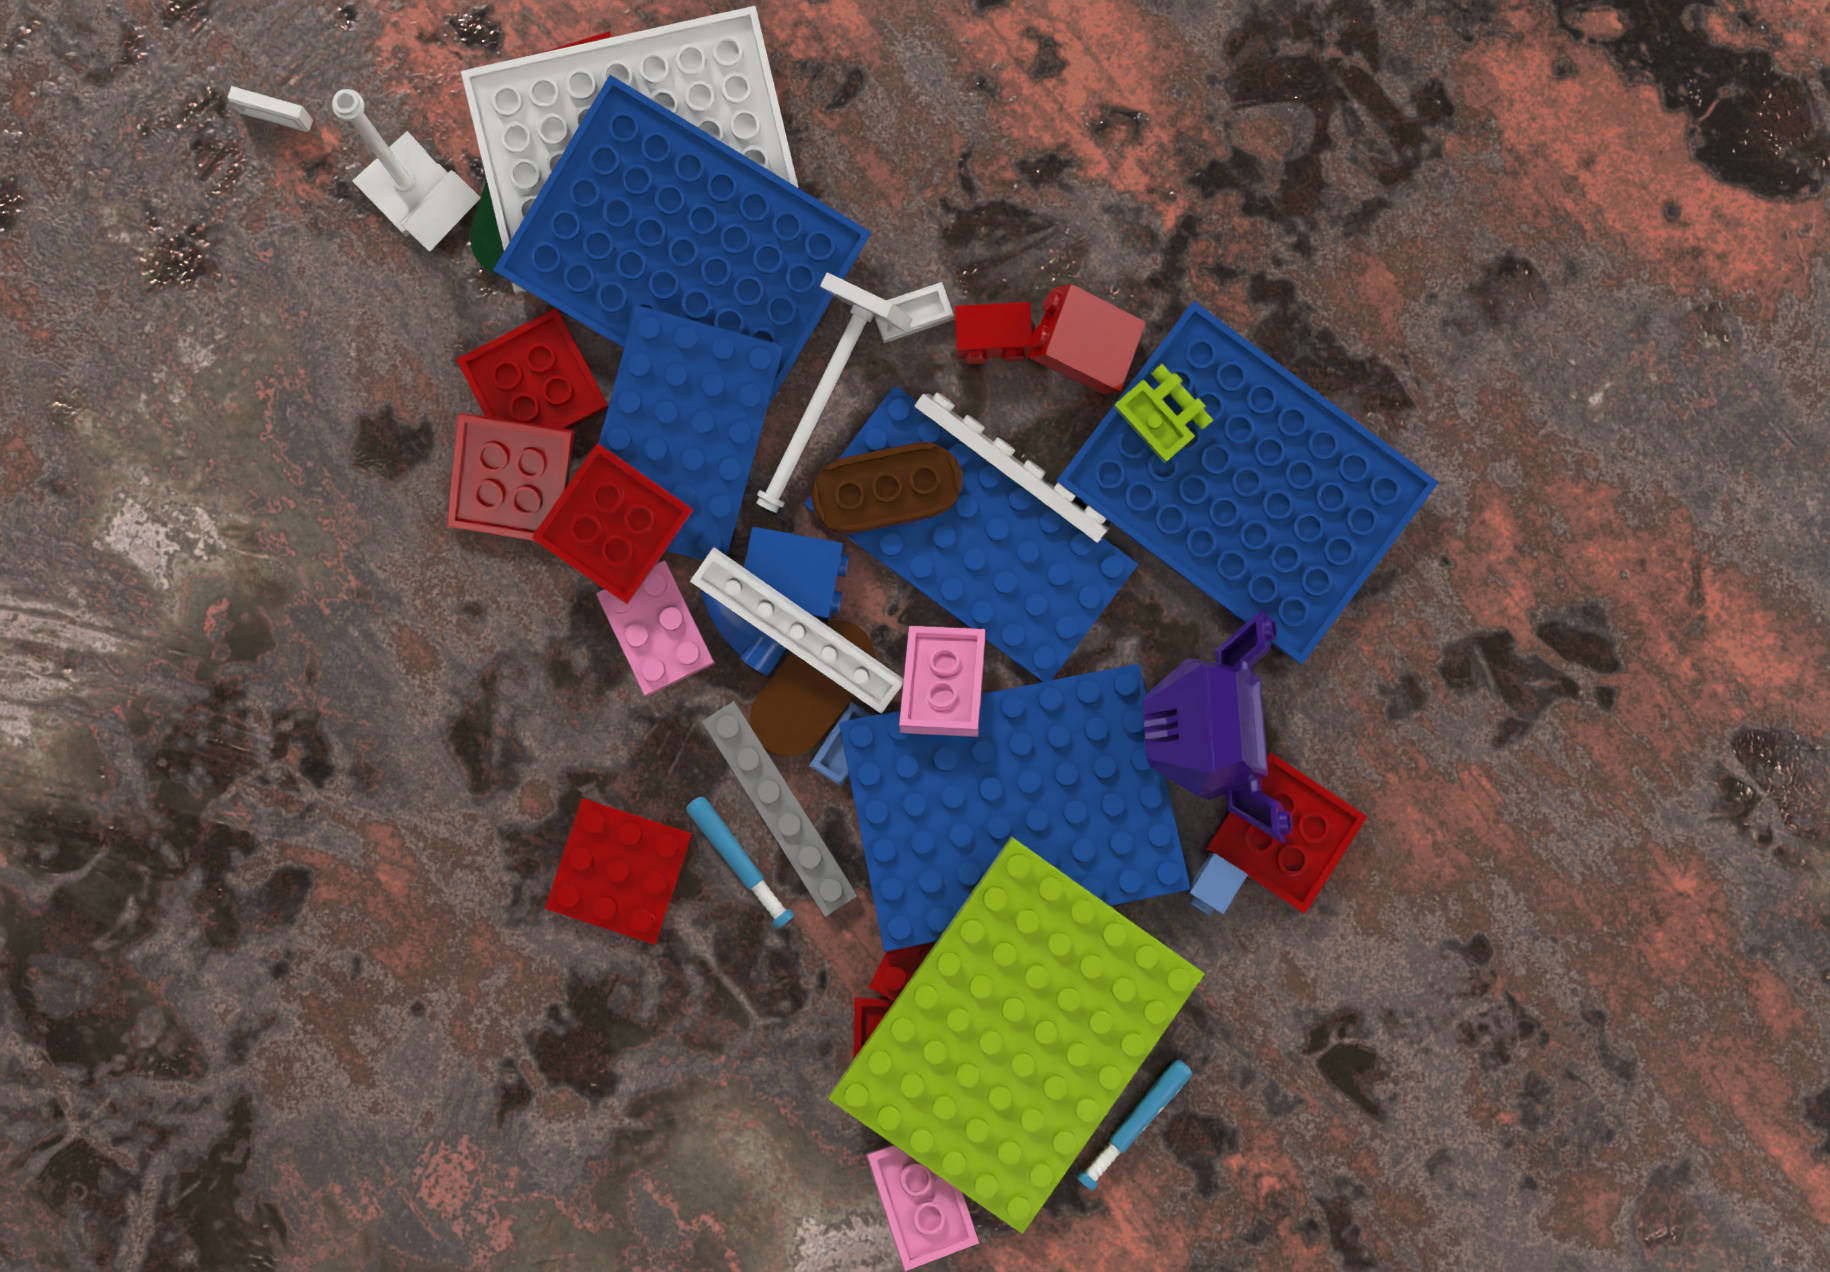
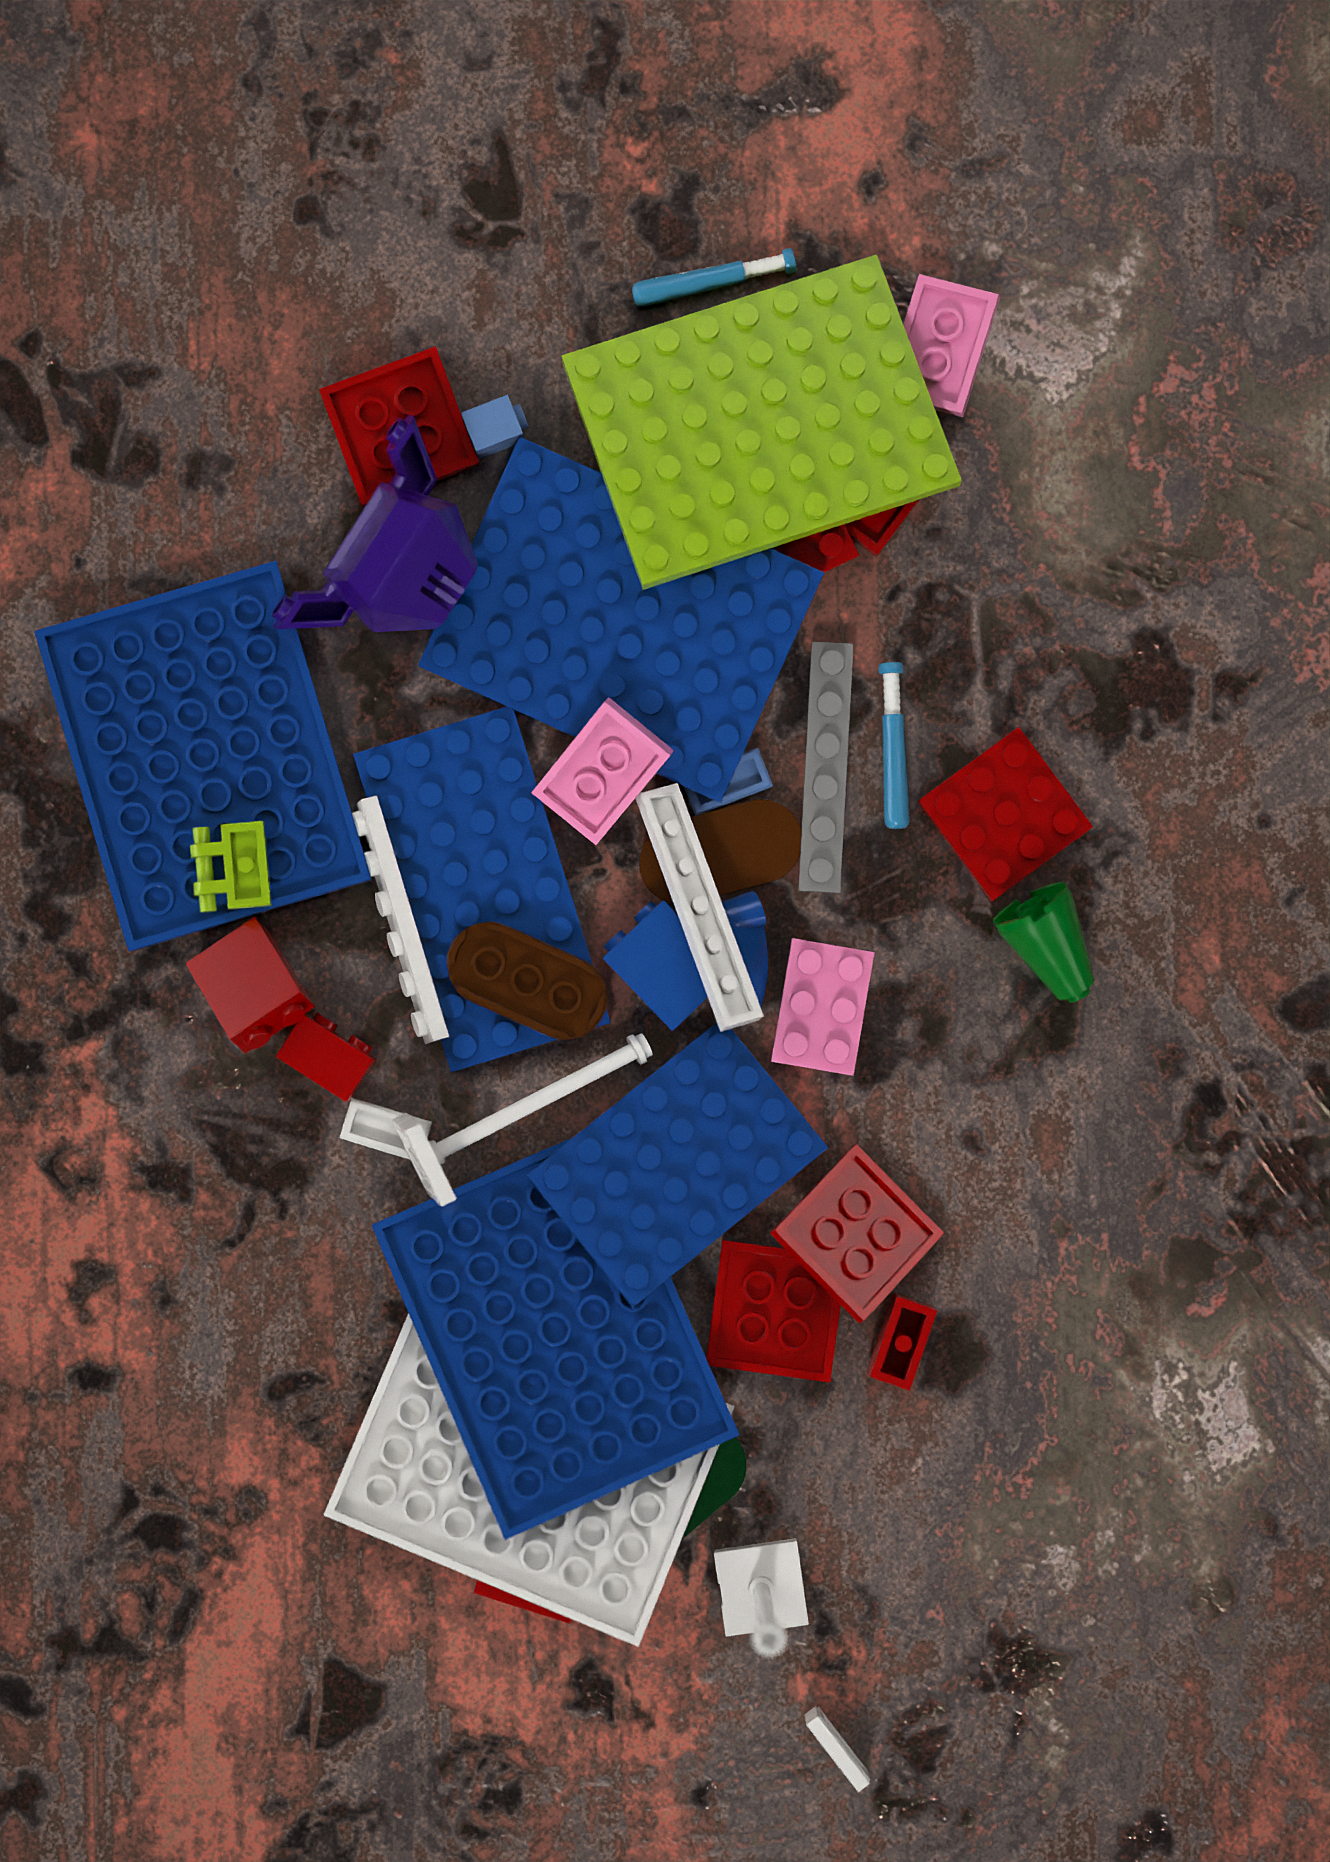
camera: 145 degrees left, 5 degrees up
(422, 424) = (901, 1341): none -> red brick
(440, 210) = (747, 1535): white tile -> none
(518, 797) = (1049, 940): none -> green cone
(612, 523) = (794, 1121): red plate -> none

